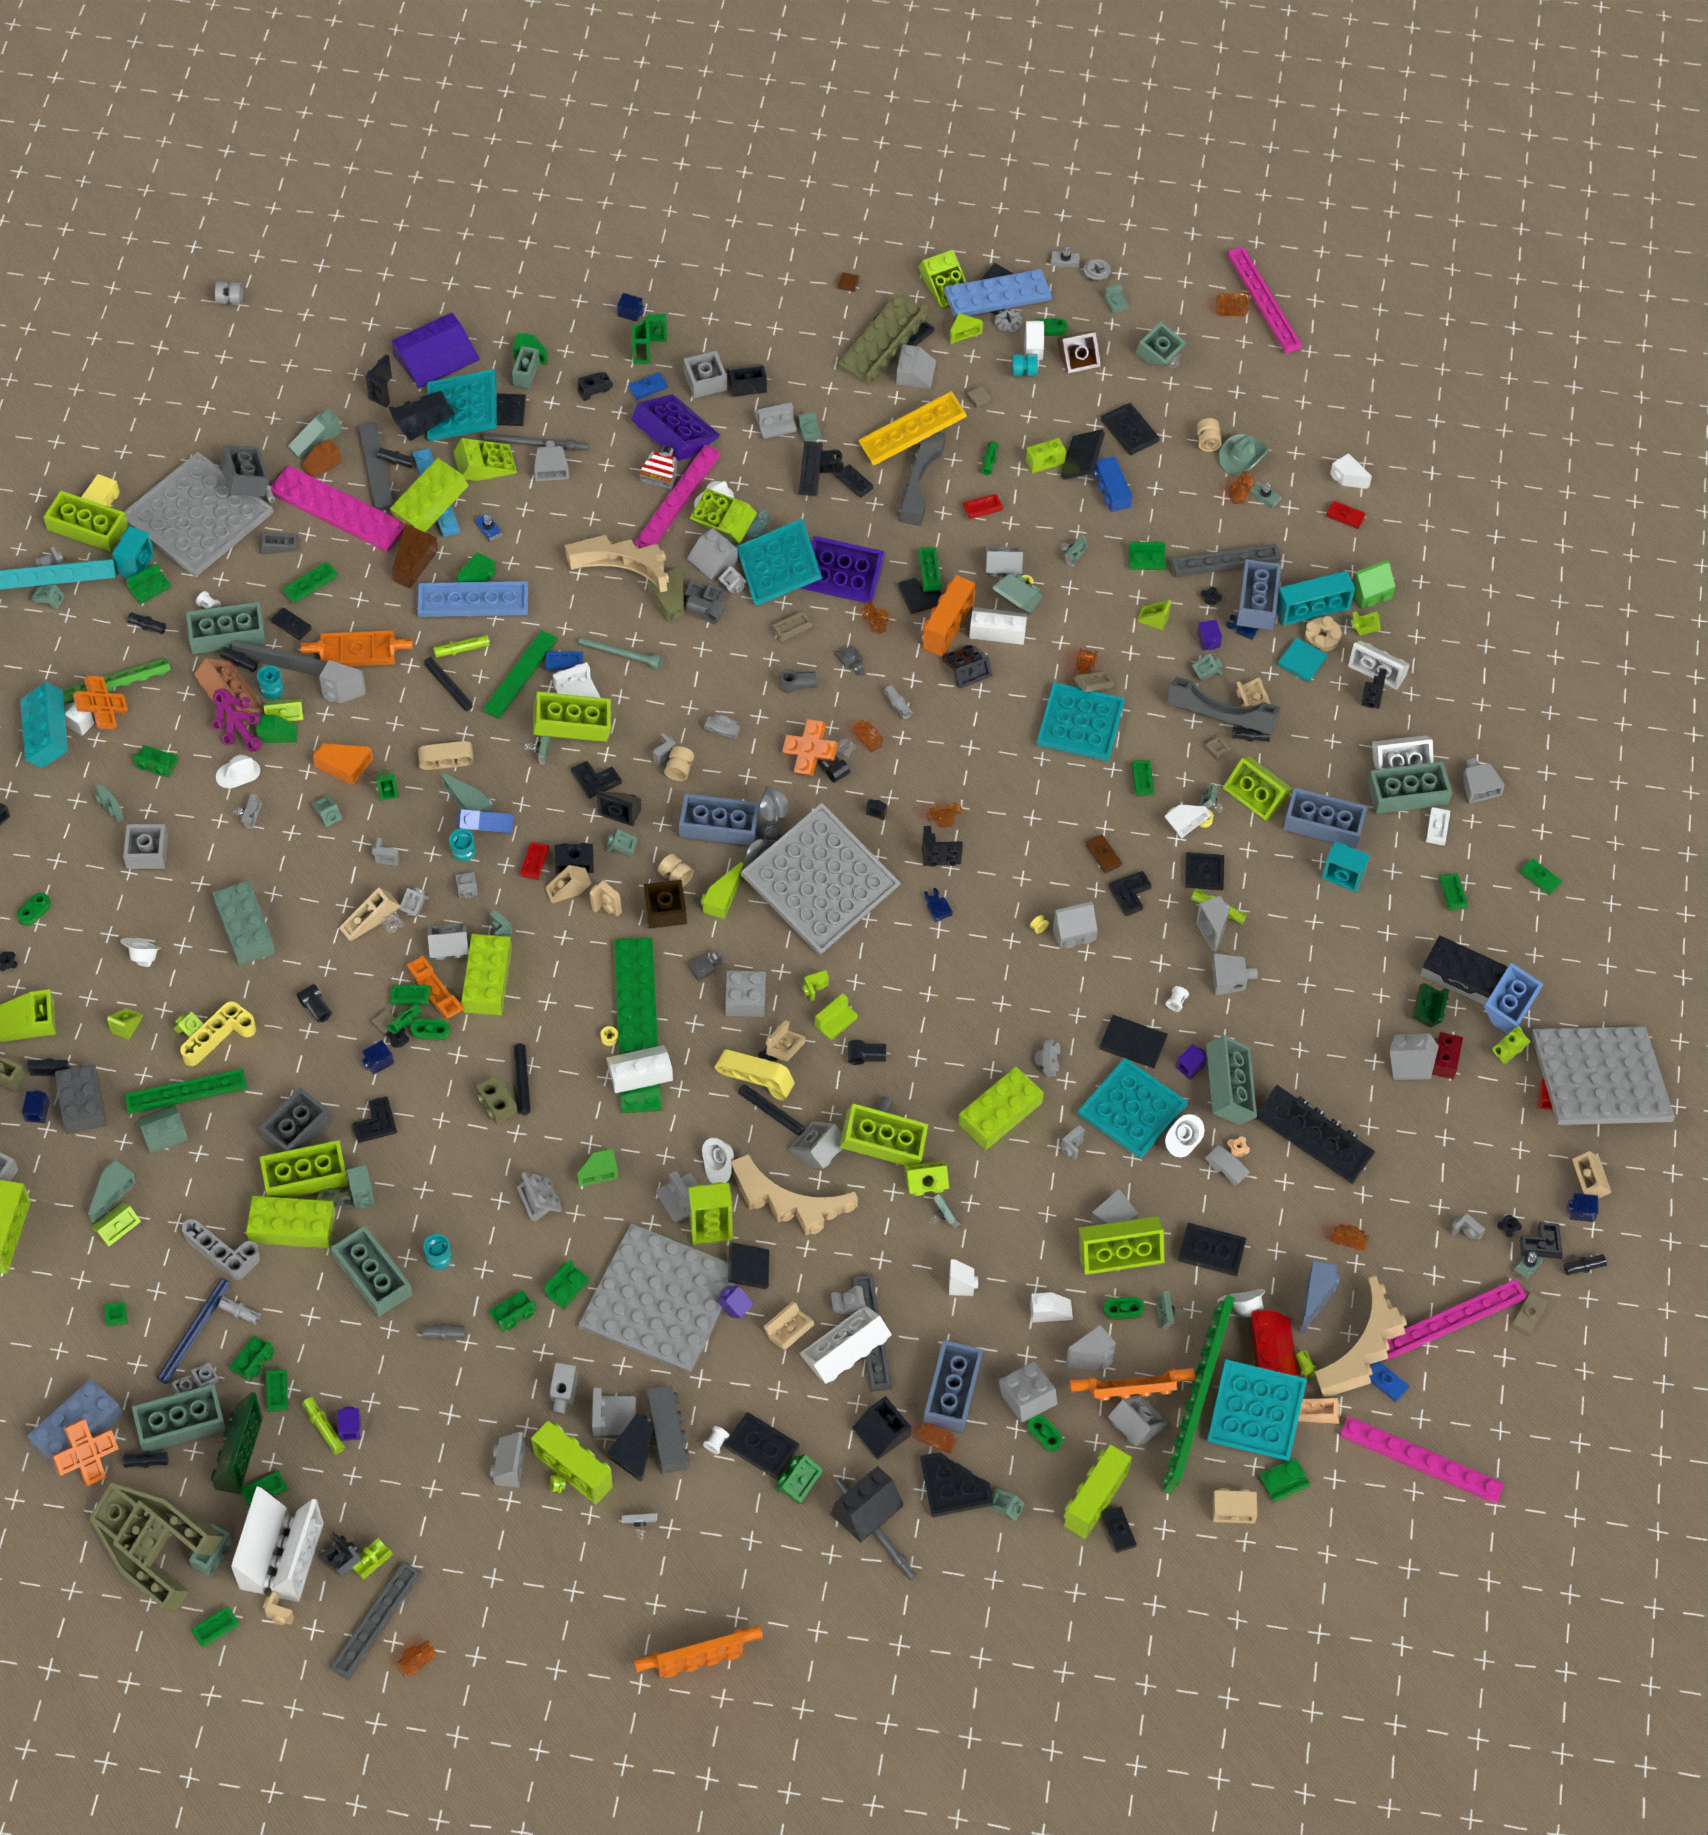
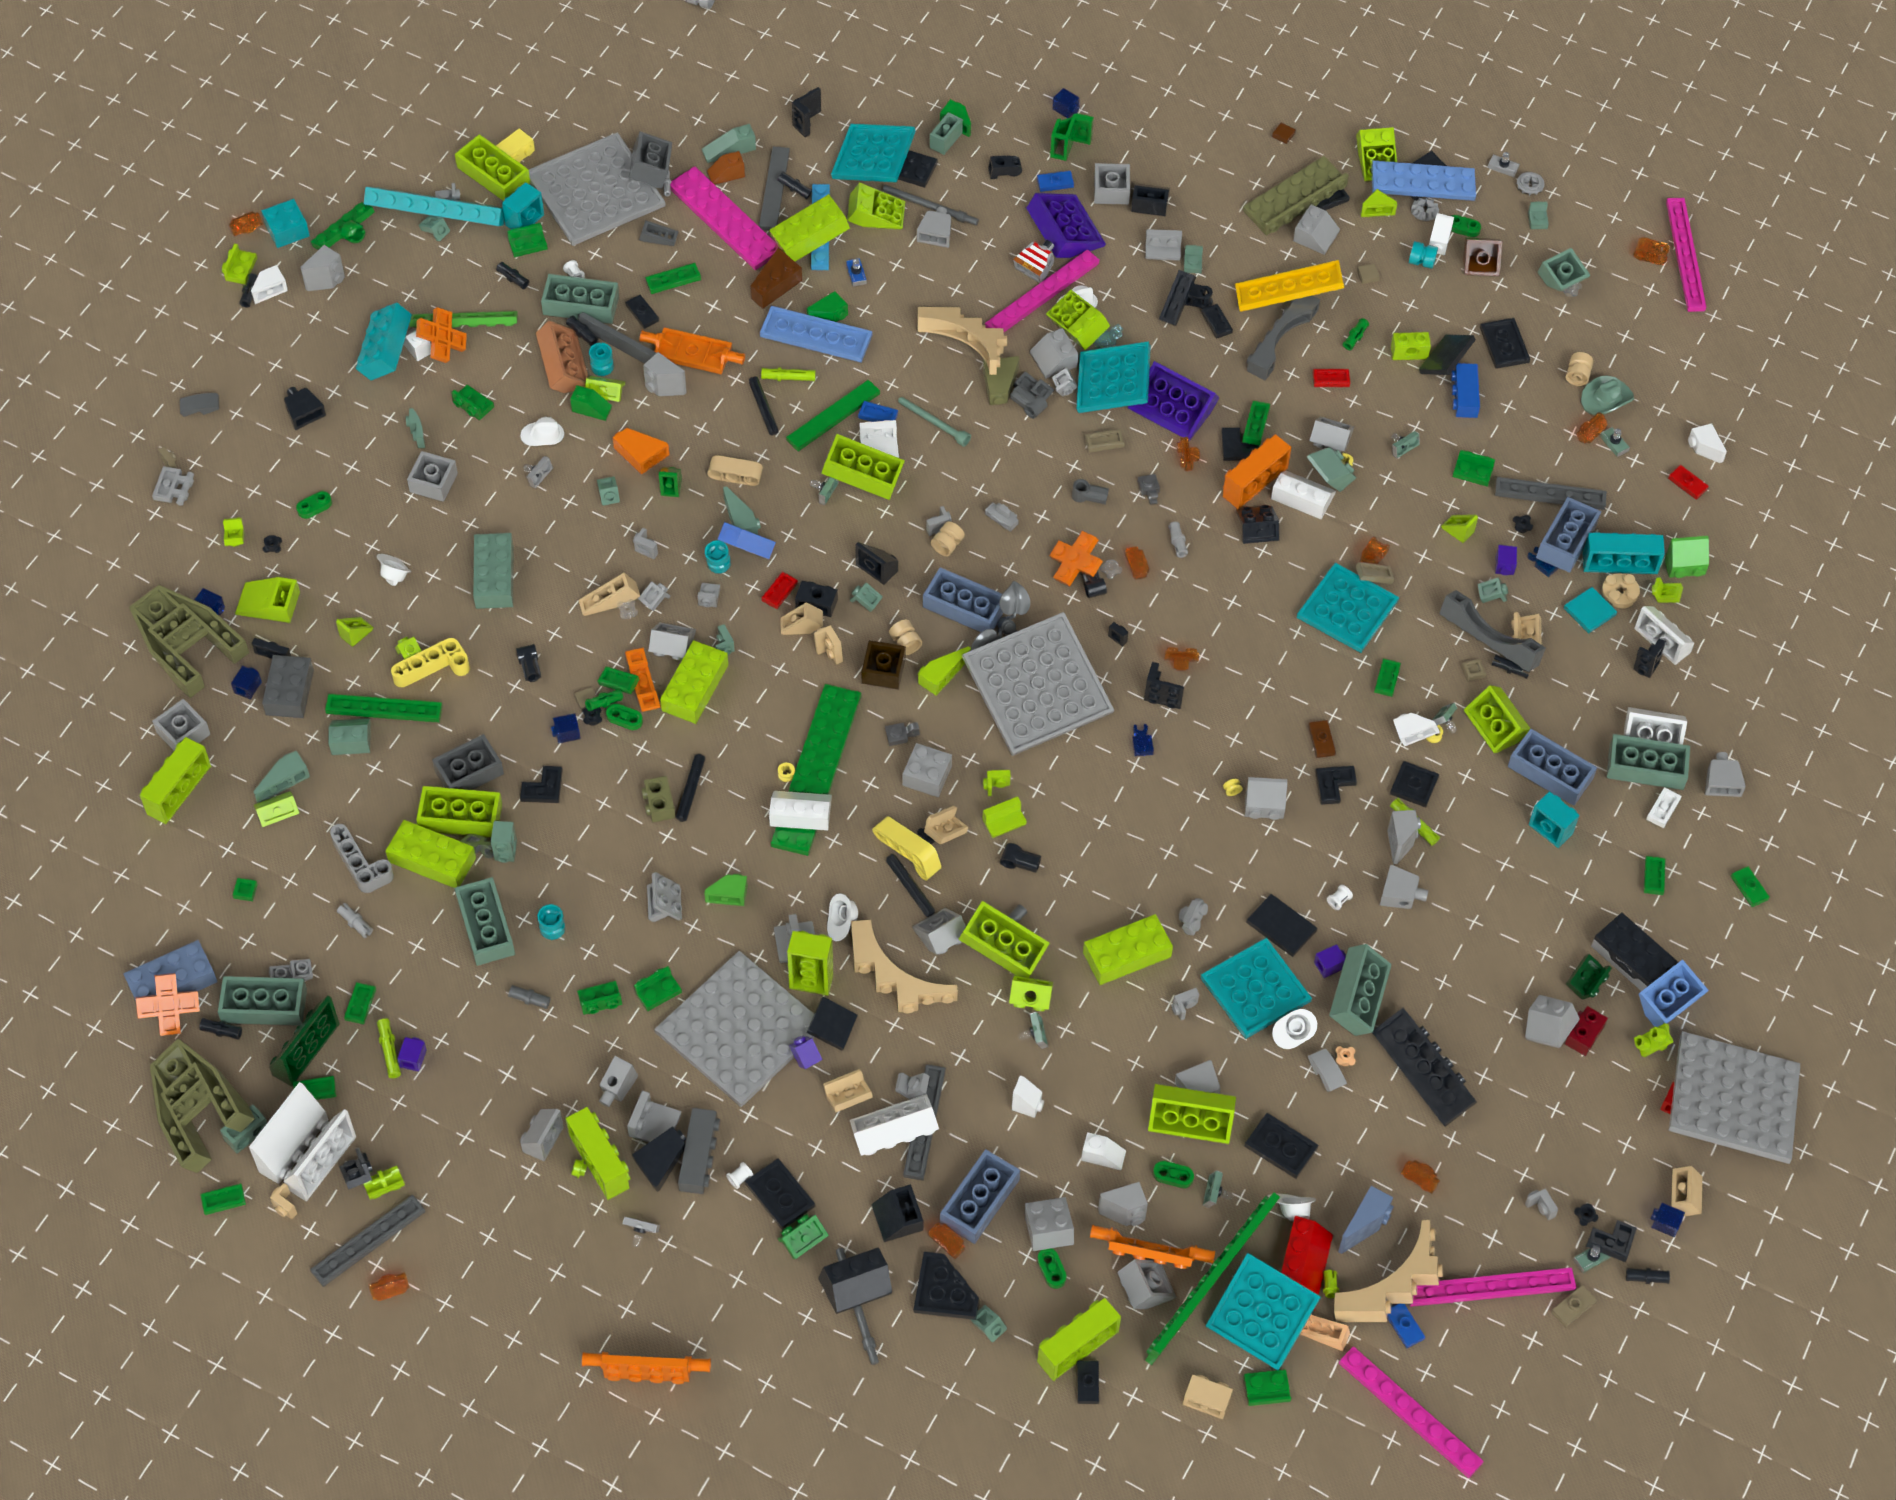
camera: 20 degrees right, 0 degrees up
(193, 1331) = (307, 926): dark blue axle -> none
(234, 719) = (550, 363): magenta plant -> none
(252, 1358) = (350, 967): green bracket -> none
(422, 415) = (832, 152): black wedge -> none
(434, 350) = (868, 96): dark purple slope -> none
(593, 782) = (867, 535): black tile -> none

